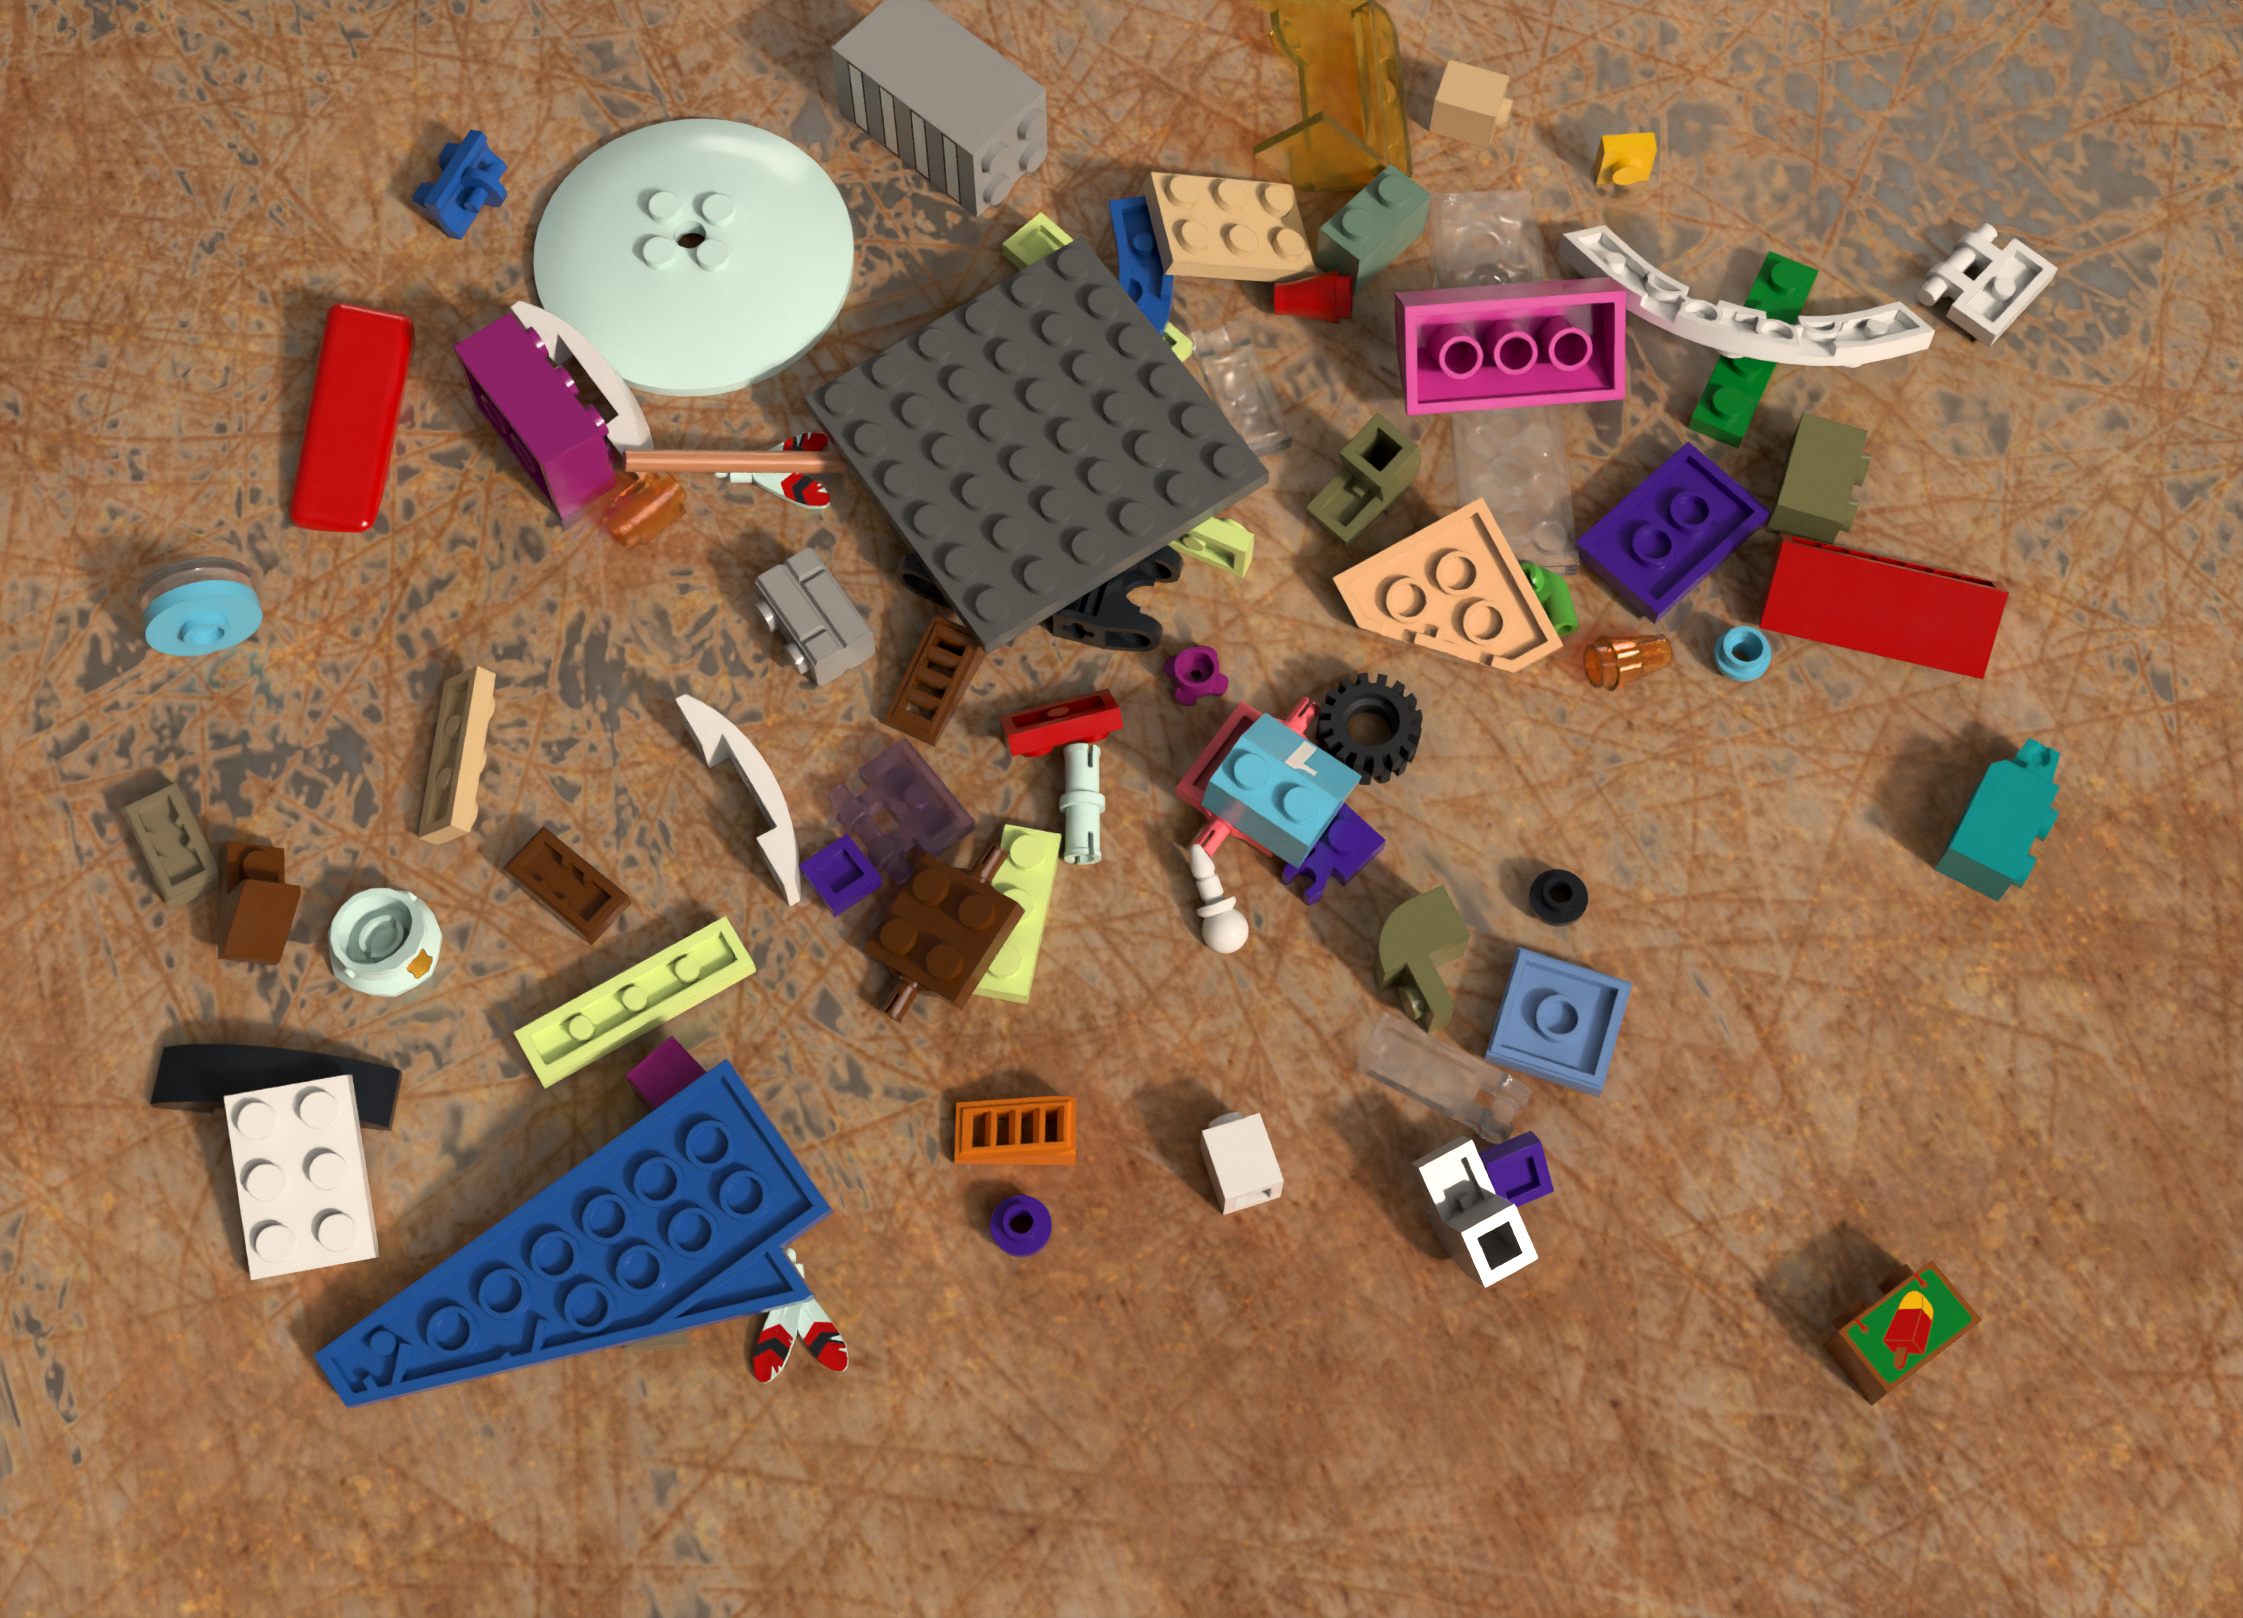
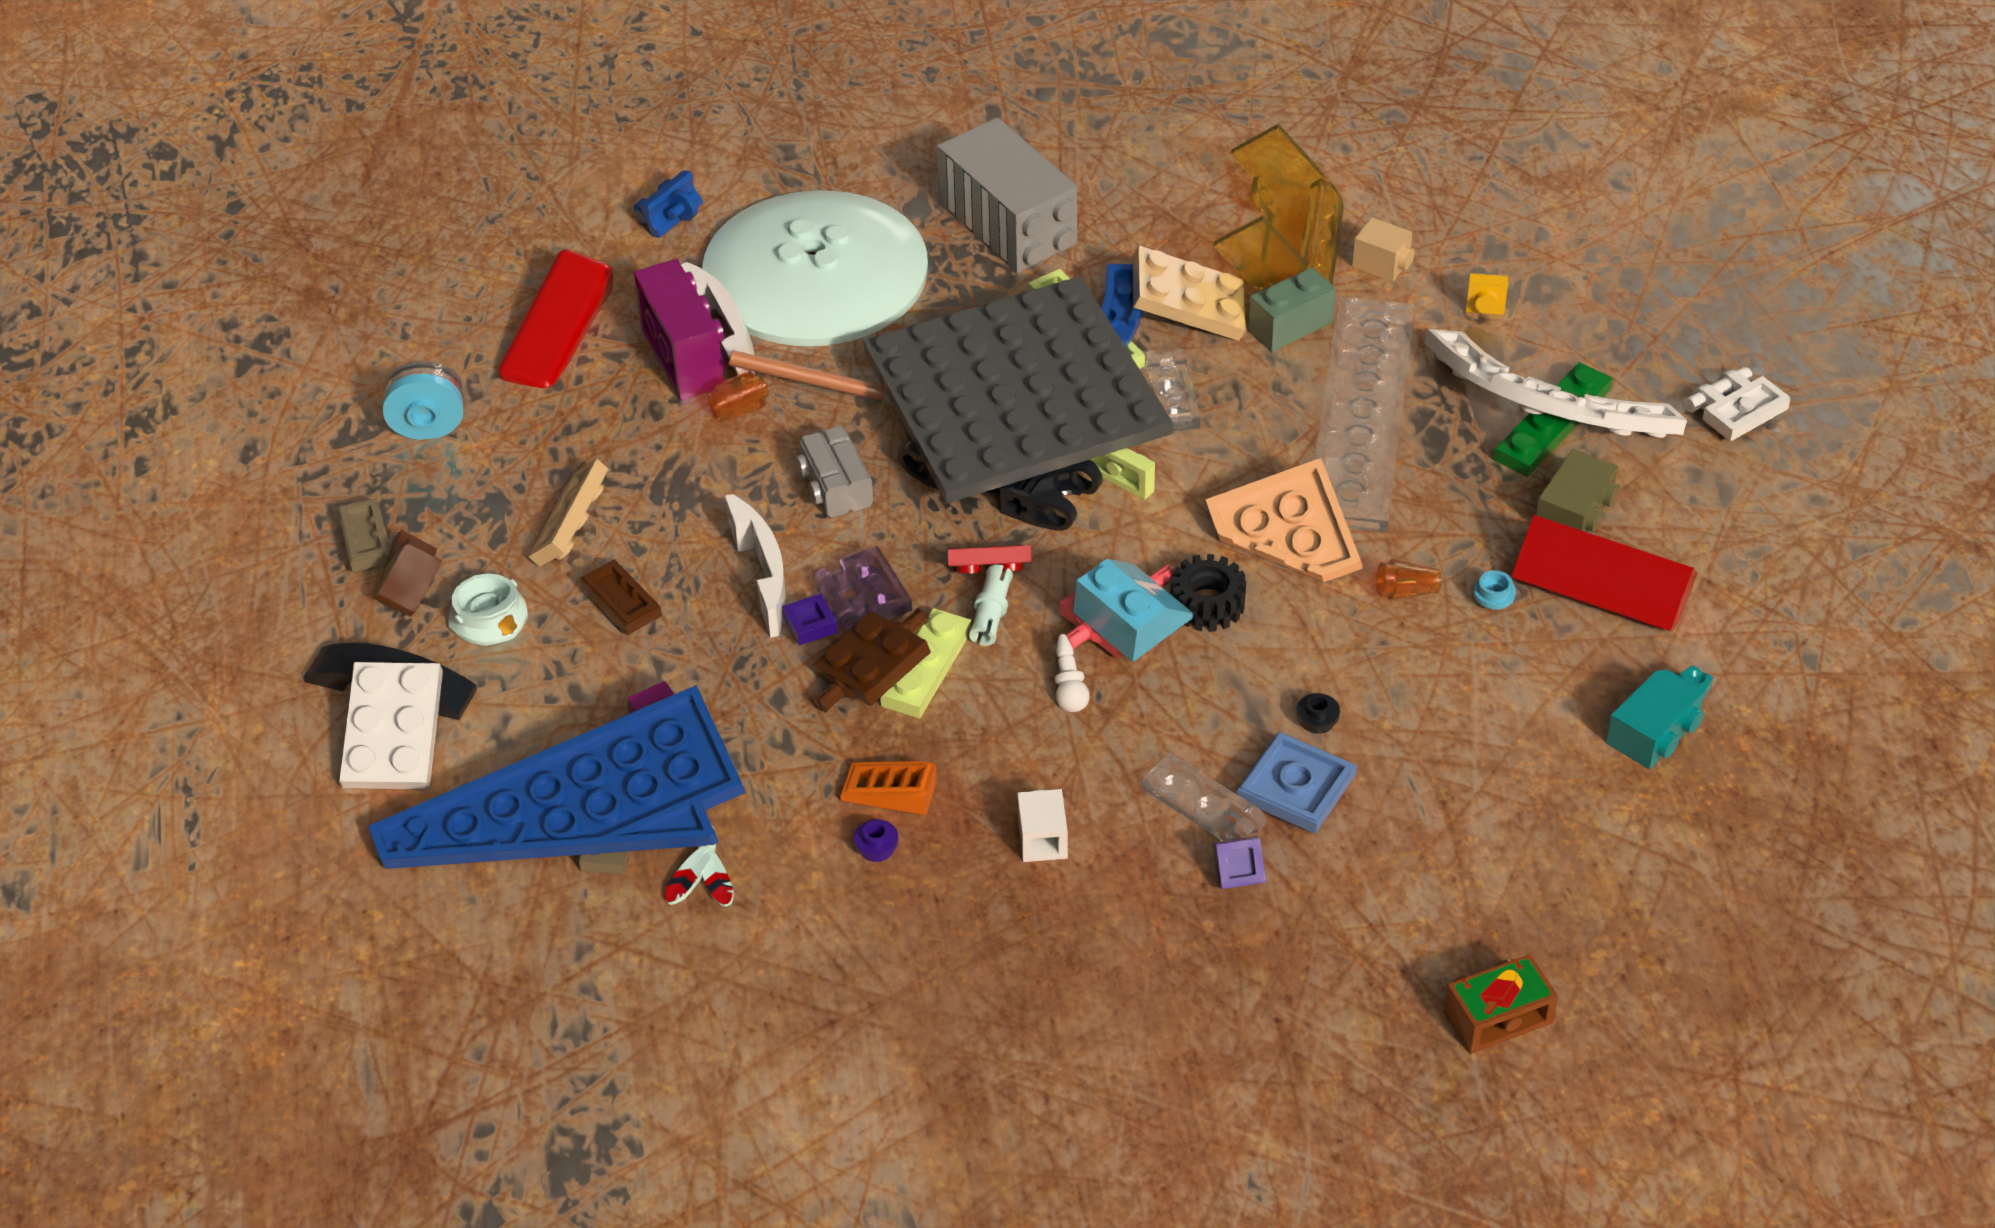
camera: 15 degrees right, 20 degrees down
(635, 1002) = (645, 667): yellowish green plate -> none
(791, 486) = (840, 401): piece -> none
(951, 637) = (919, 499): reddish brown slope -> none
(1191, 660) = (1093, 544): magenta plate -> none
(1317, 297) = (1243, 344): red cone -> none
(1340, 852) = (1166, 661): dark purple plate -> none
(1373, 480) = (1253, 446): olive brick -> none
(1411, 946) = (1204, 720): olive brick -> none
(1470, 1220) = (1199, 880): light grey brick -> none
(1511, 345) = (1369, 380): dark pink slope -> none
(1554, 597) = (1364, 538): bright green arm -> none
(1671, 532) = (1461, 512): dark purple plate -> none

